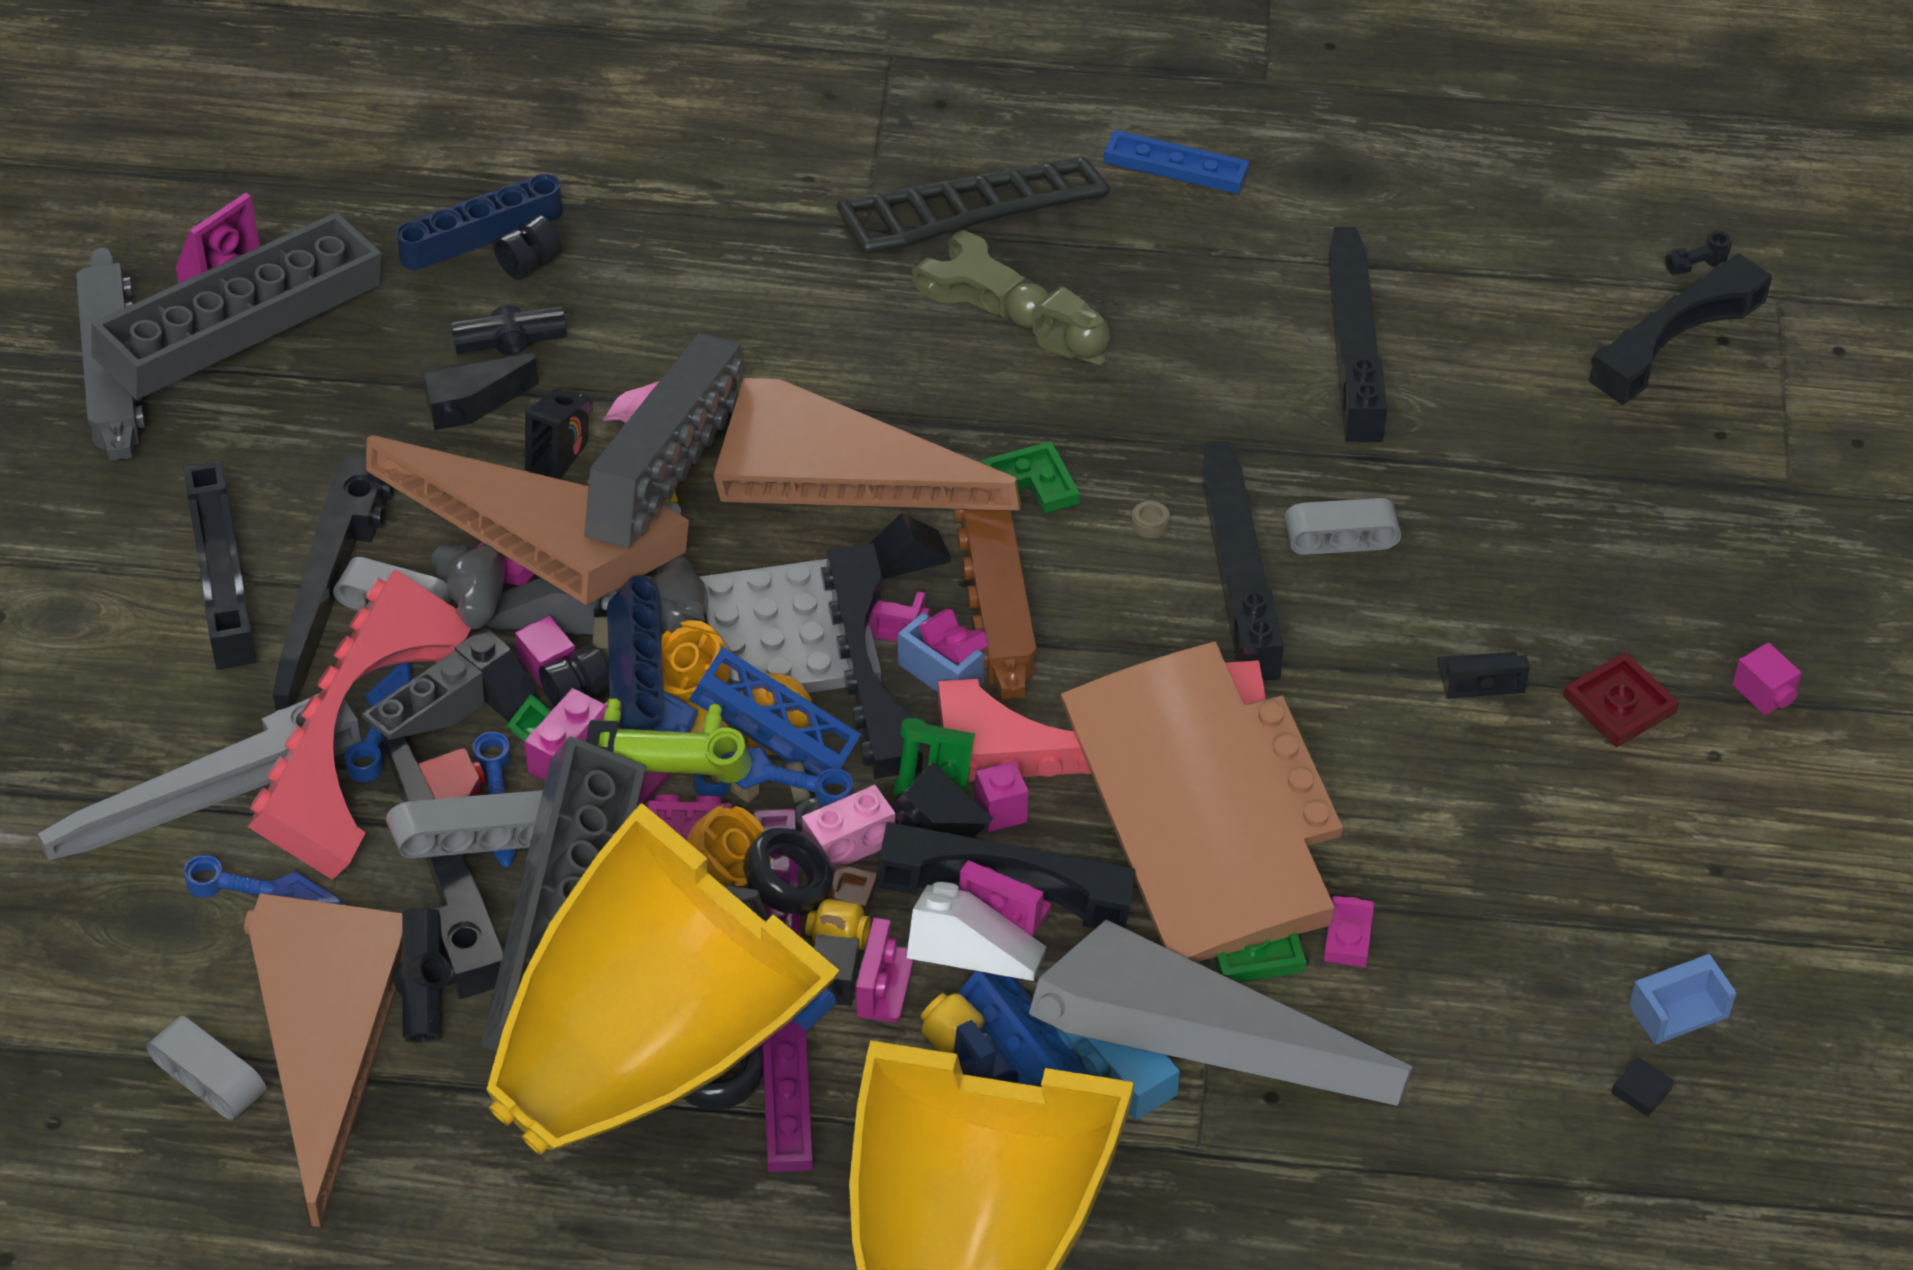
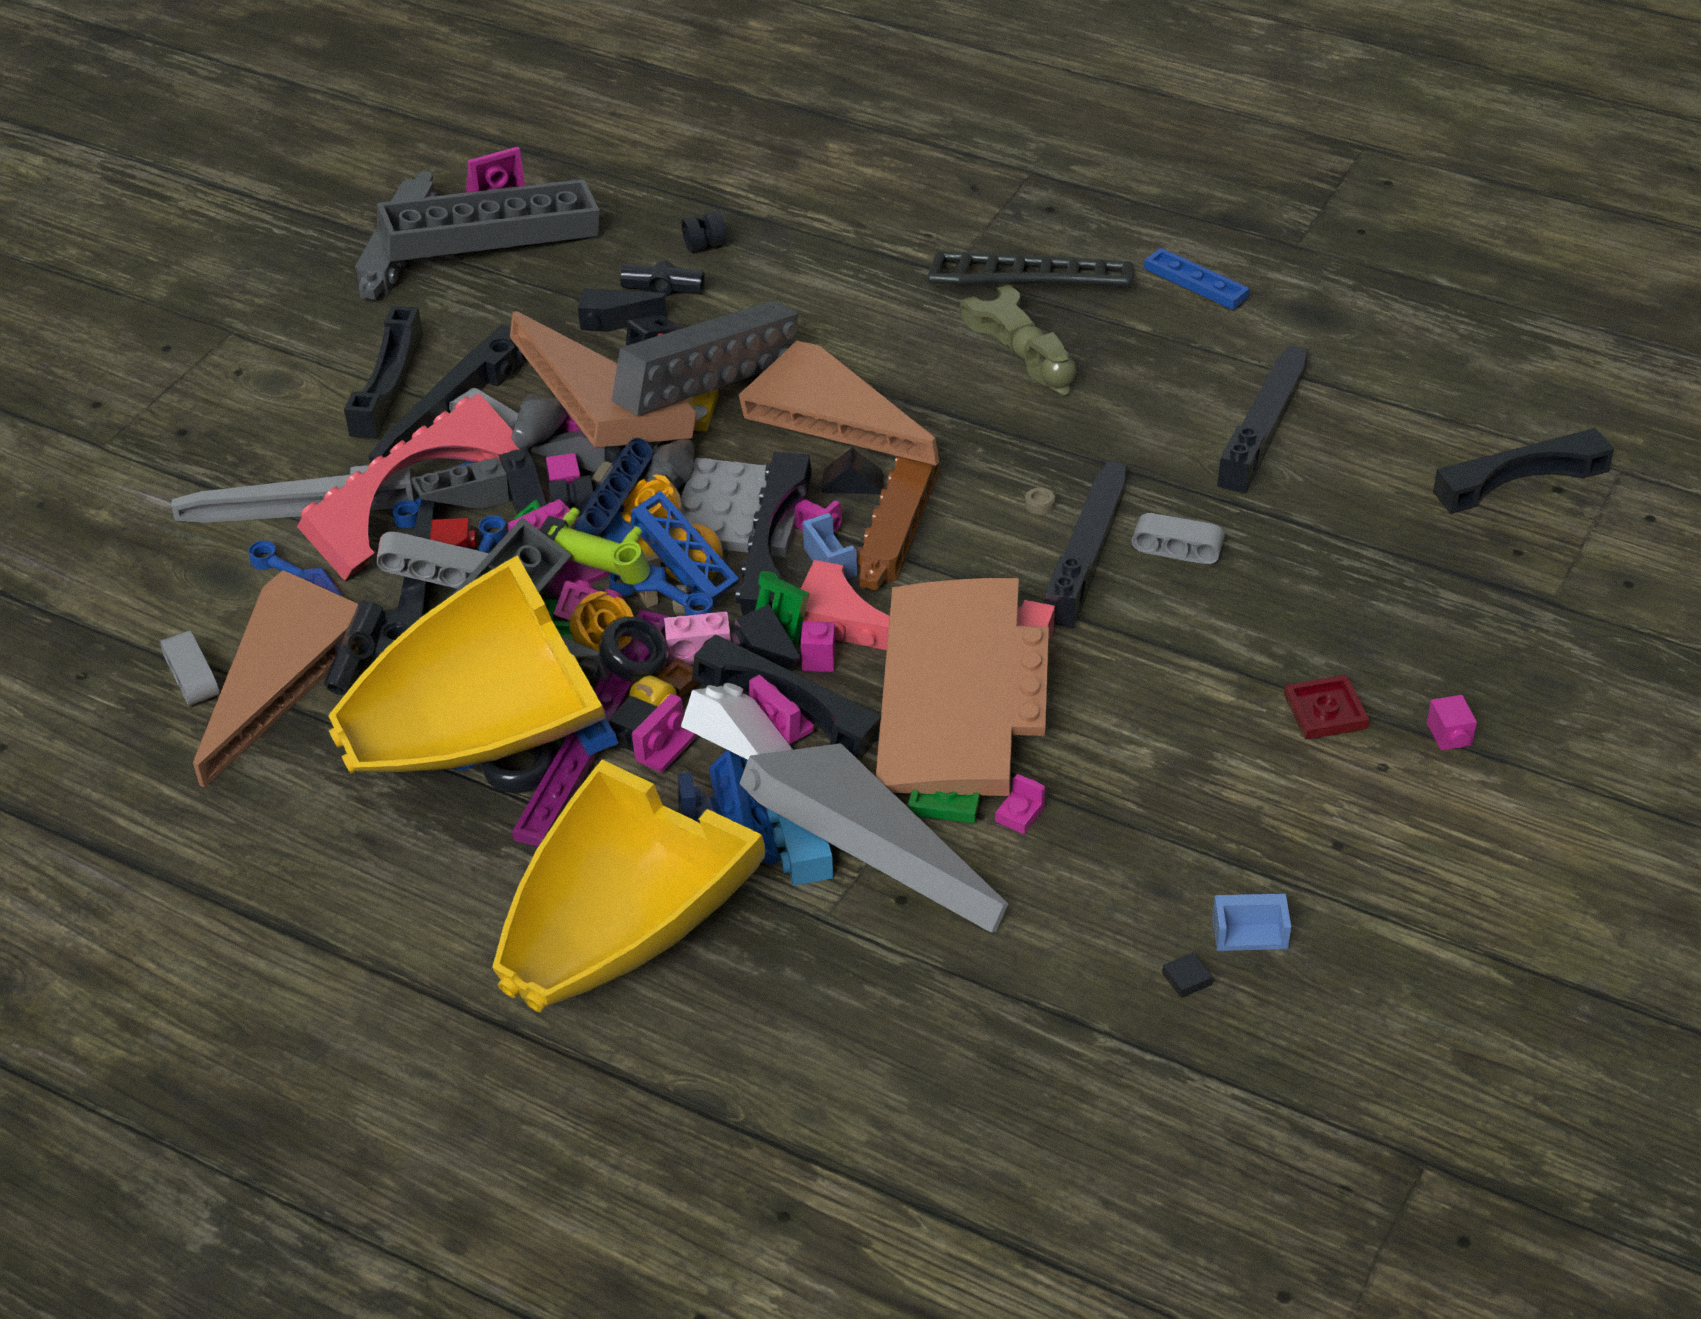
camera: 25 degrees right, 5 degrees down
(477, 221) = (668, 210): dark blue beam -> none
(944, 1016) = (701, 774): yellow head -> none
(950, 640) = (838, 534): dark pink bracket -> none
(1042, 472) = (973, 448): green plate -> none
(1484, 674) = (1228, 664): black panel -> none
(1713, 253) = (1550, 426): black bar -> none

